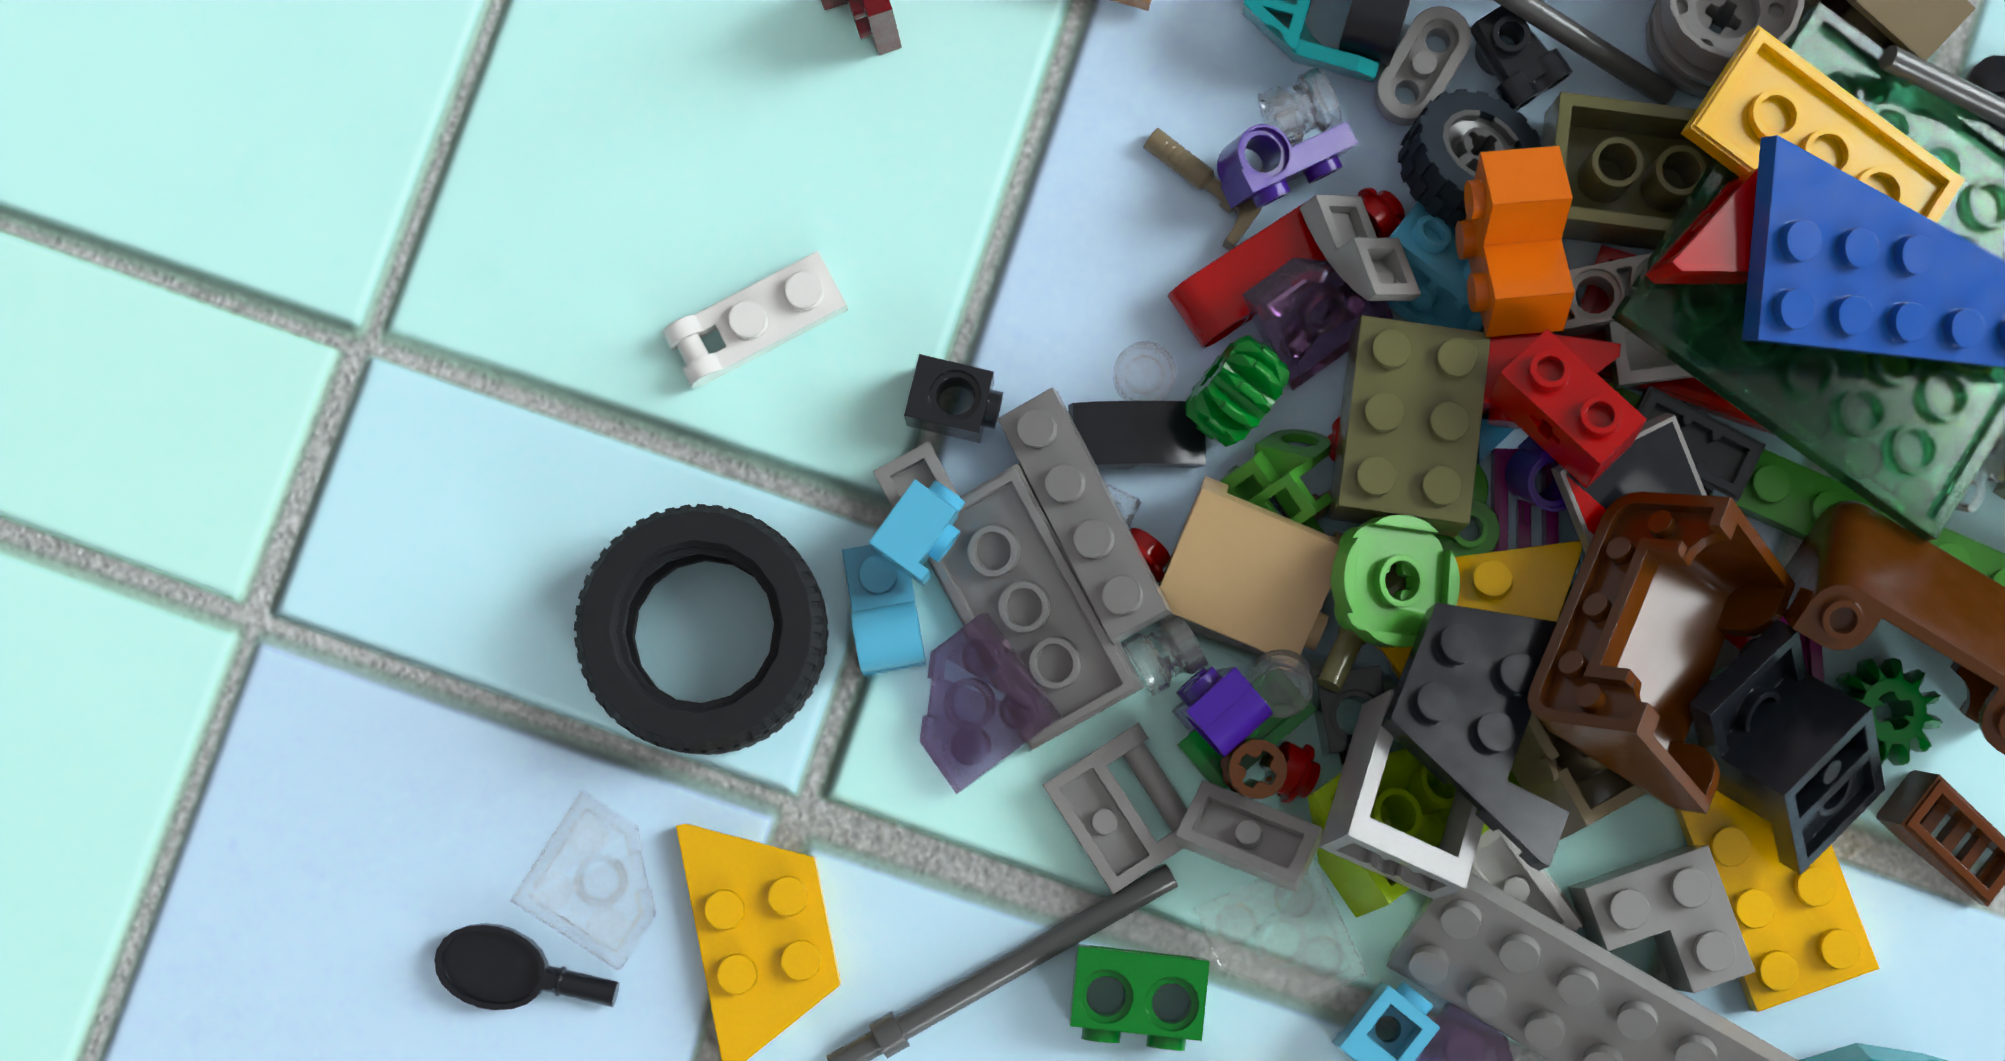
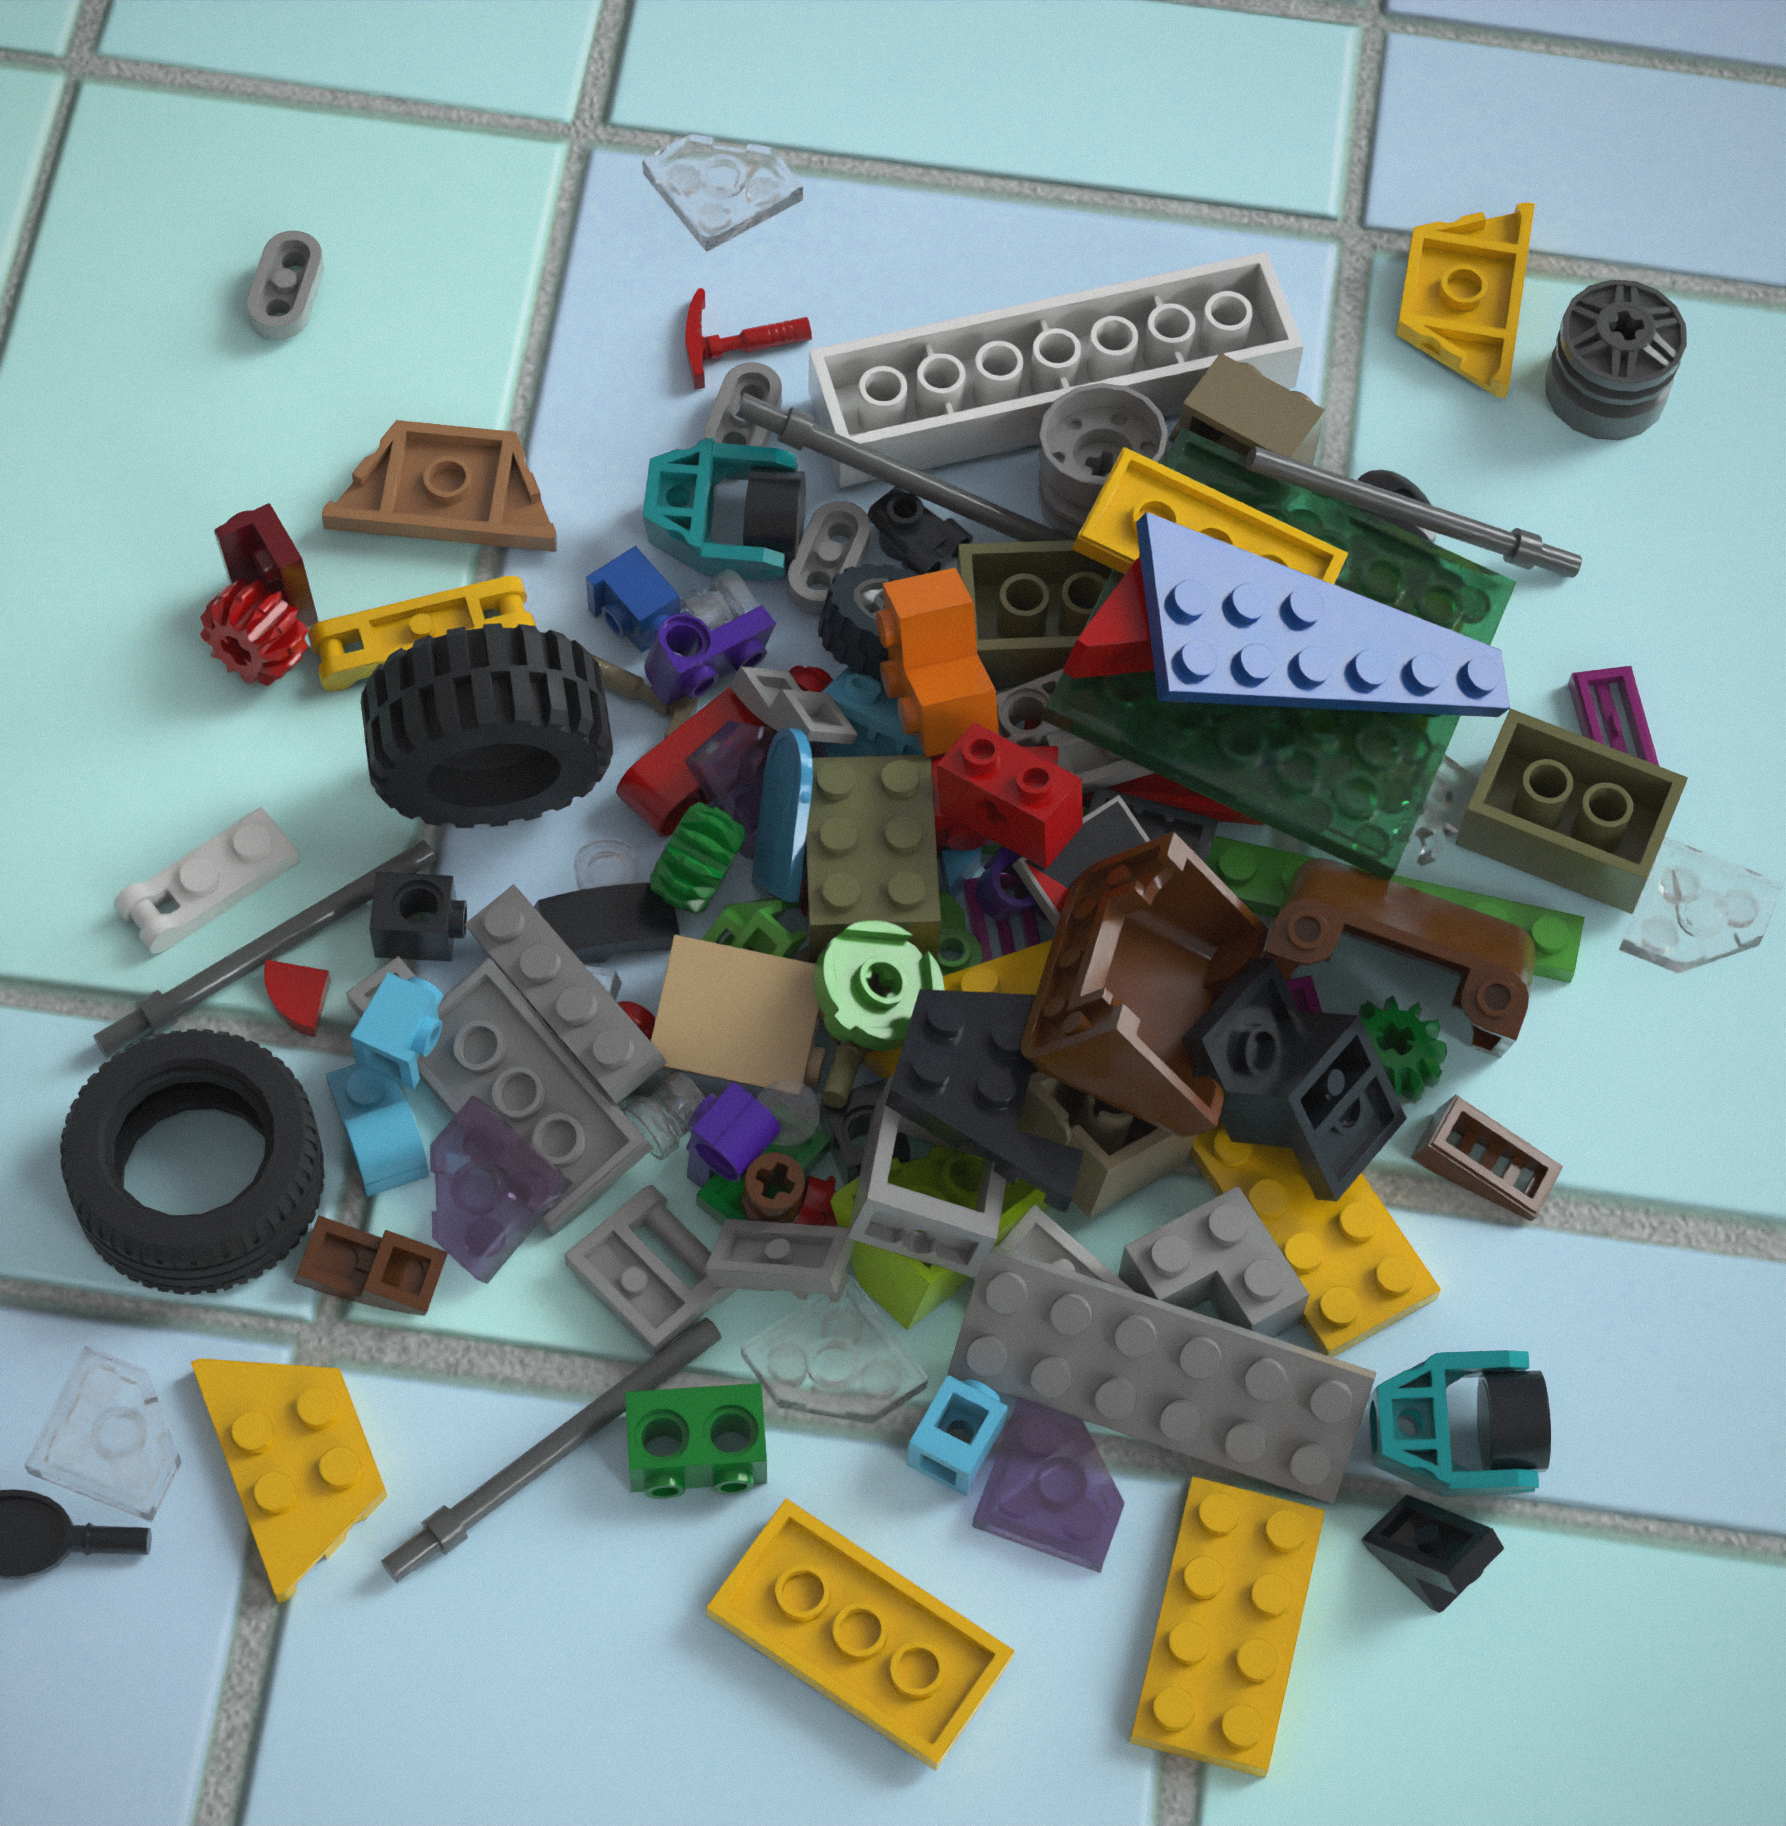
camera: 15 degrees left, 20 degrees down
(691, 453) = (159, 1011): none -> dark grey bar
(825, 456) = (297, 994): none -> red tile
(835, 63) = (254, 632): none -> red gear
(857, 756) = (370, 1269): none -> reddish brown slope
(1002, 81) = (401, 623): none -> yellow plate
(1051, 228) = (486, 726): none -> black tyre
(1220, 86) = (632, 597): none -> blue brick
(1331, 369) = (784, 815): none -> dark azure window

